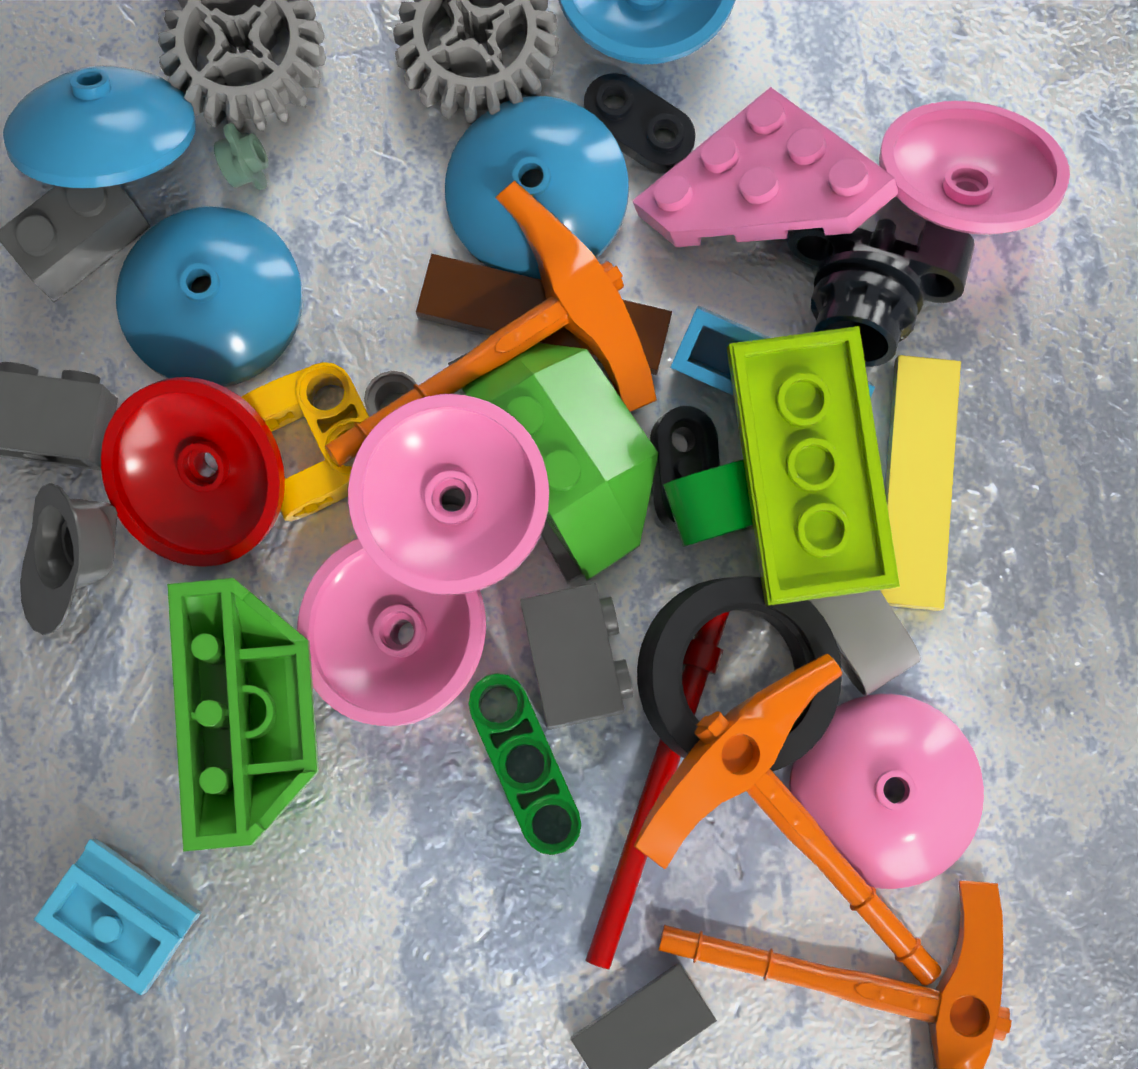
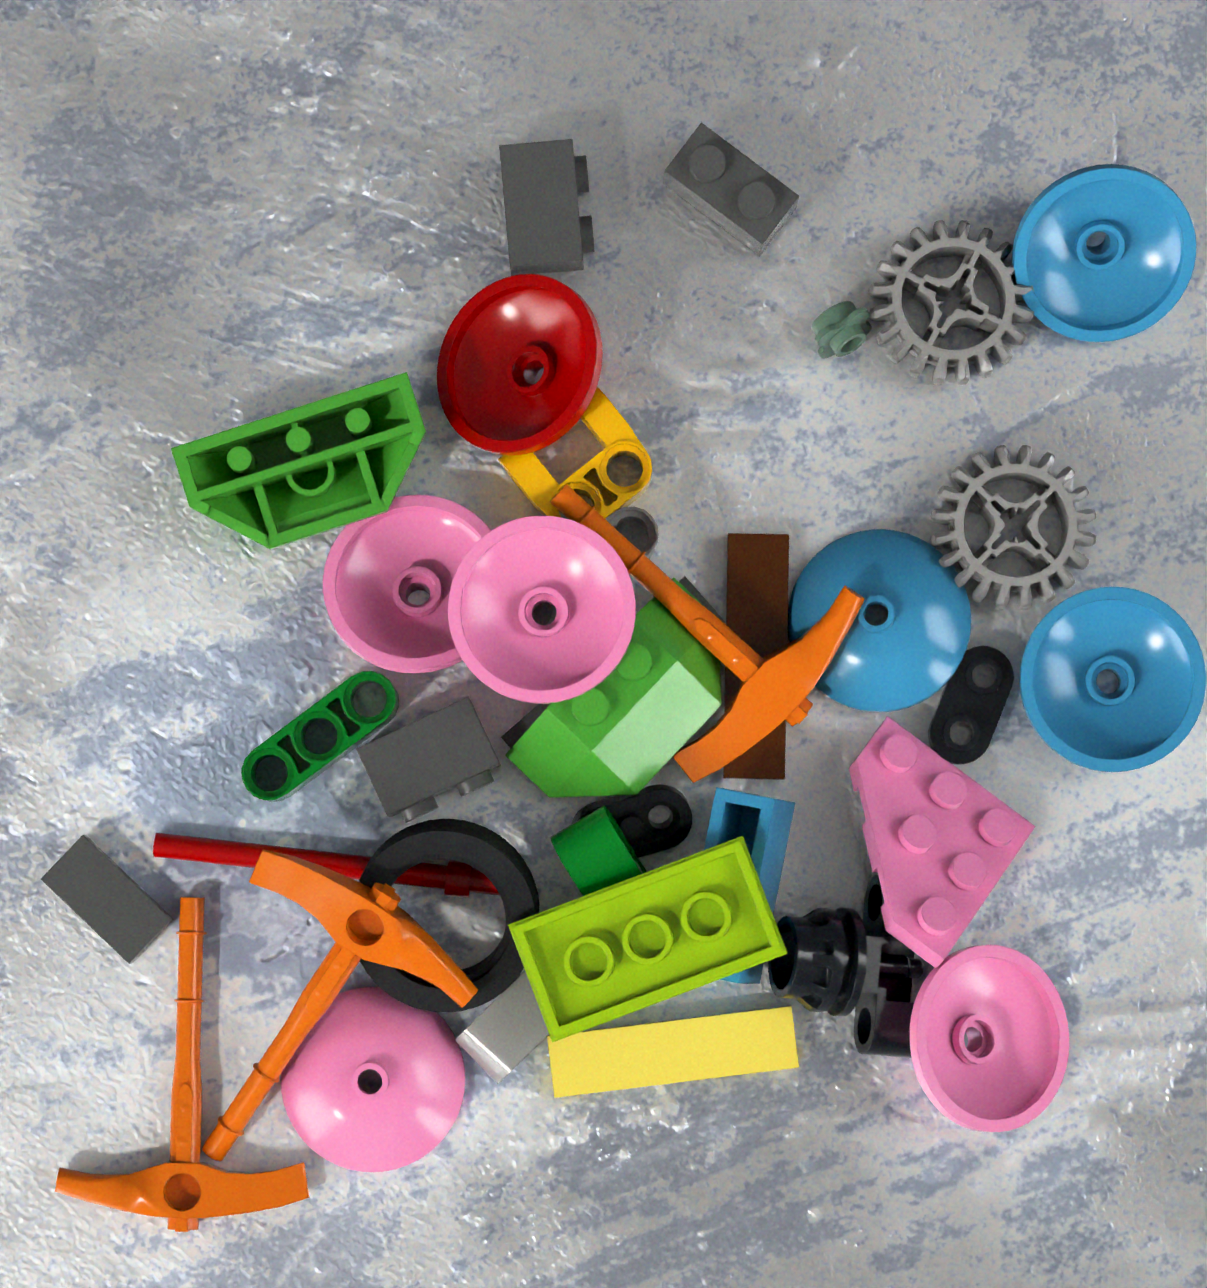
camera: 80 degrees right, 5 degrees up
(65, 551) = (417, 262): dark grey piece -> none
(99, 128) = (831, 191): dark azure dish -> none
(117, 916) = (103, 399): medium azure plate -> none
(232, 326) = (695, 374): dark azure dish -> none

